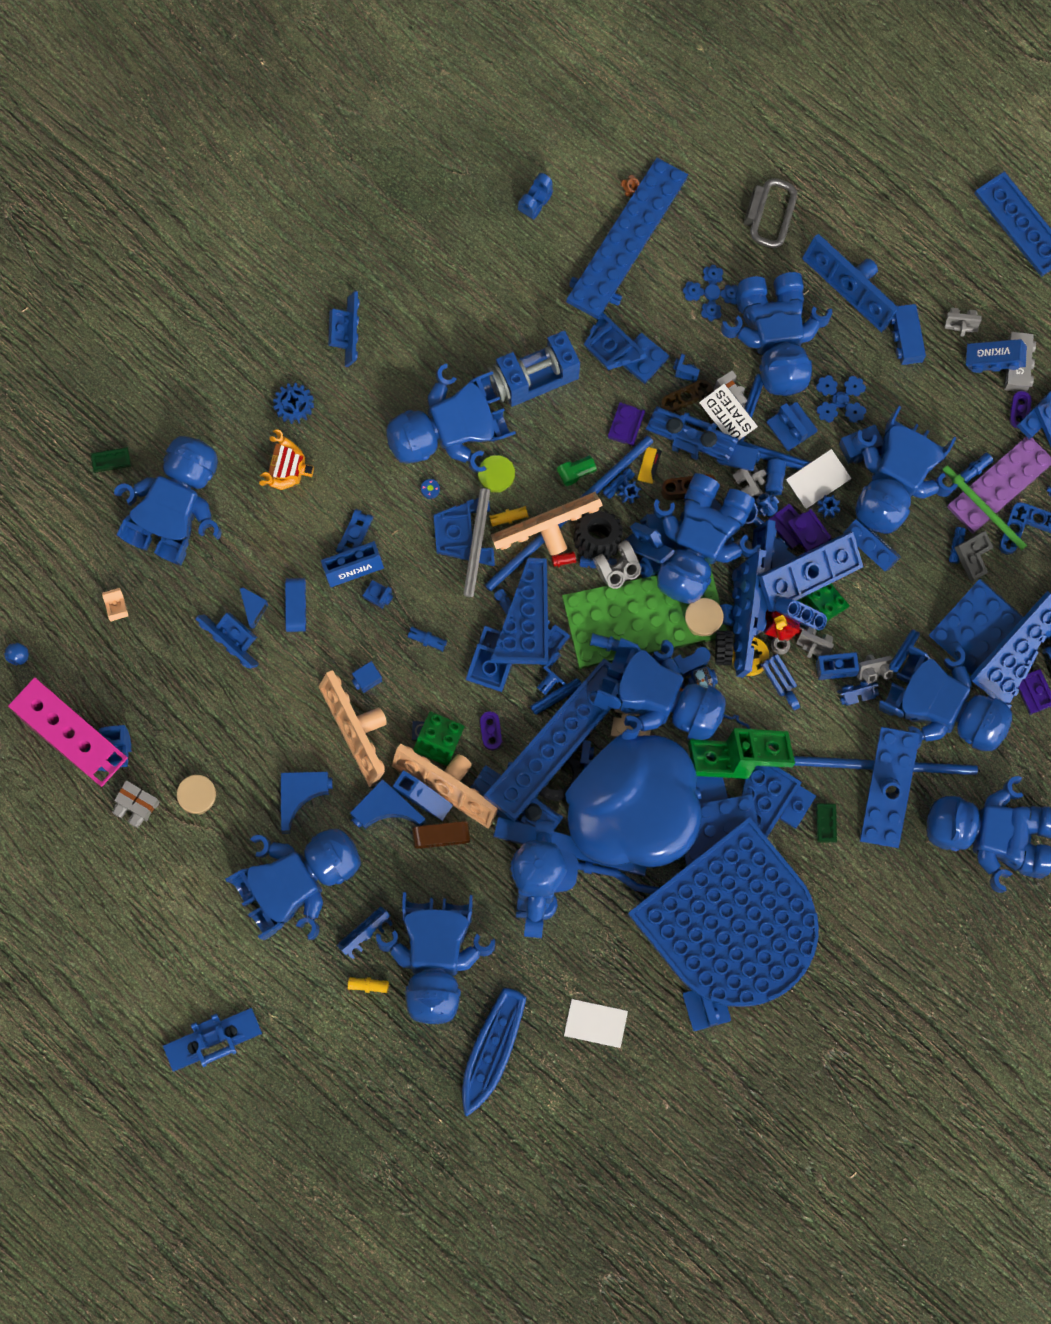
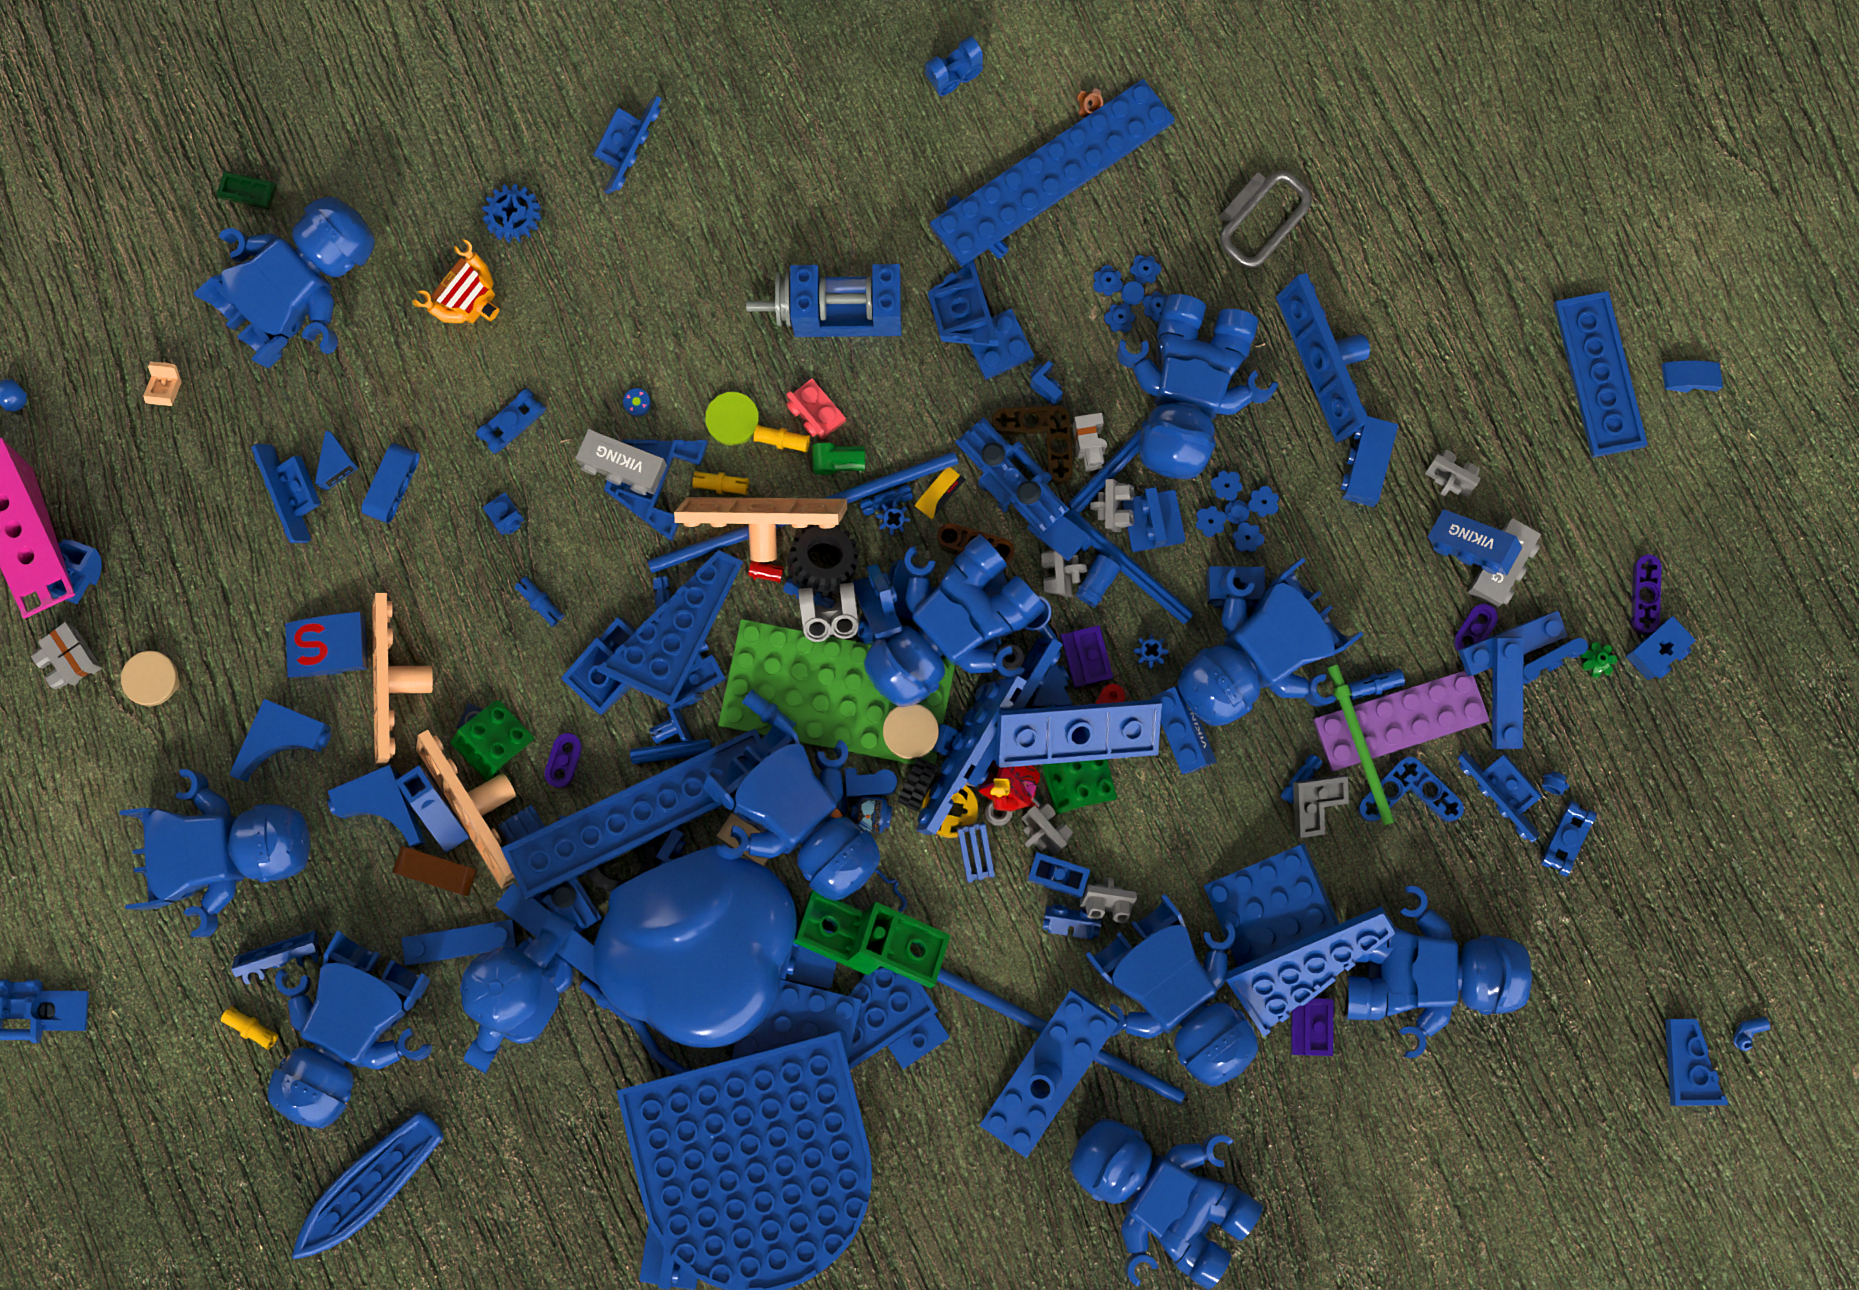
camera: 30 degrees right, 5 degrees up
(302, 724) = (326, 645): none -> blue slope
(352, 564) = (485, 460): blue brick -> none
(366, 677) = (435, 619): blue brick -> none
(441, 528) = (620, 463): none -> light grey brick
(450, 421) = (696, 326): blue piece -> none
(476, 542) = (659, 501): light grey axle -> none
(477, 873) = (458, 942): none -> blue plate
(534, 472) = (781, 438): none -> yellow pin
(547, 446) = (816, 409): none -> coral bracket
(596, 1023) = (519, 1211): white sticker -> none
(626, 424) = (934, 424): dark purple plate -> none
(728, 413) = (1071, 468): white sticker -> none
(767, 504) = (1068, 614): blue gear -> none
(768, 433) = (1110, 505): none -> light grey hips
(791, 699) = (978, 894): blue tile -> none
(801, 613) = (1037, 785): blue beam -> none
(809, 530) = (1106, 675): dark purple plate -> none
(818, 478) = (1155, 608): white sticker -> none
(826, 823) = (946, 1080): dark green plate -> none
(904, 650) = (1153, 897): blue axle -> none

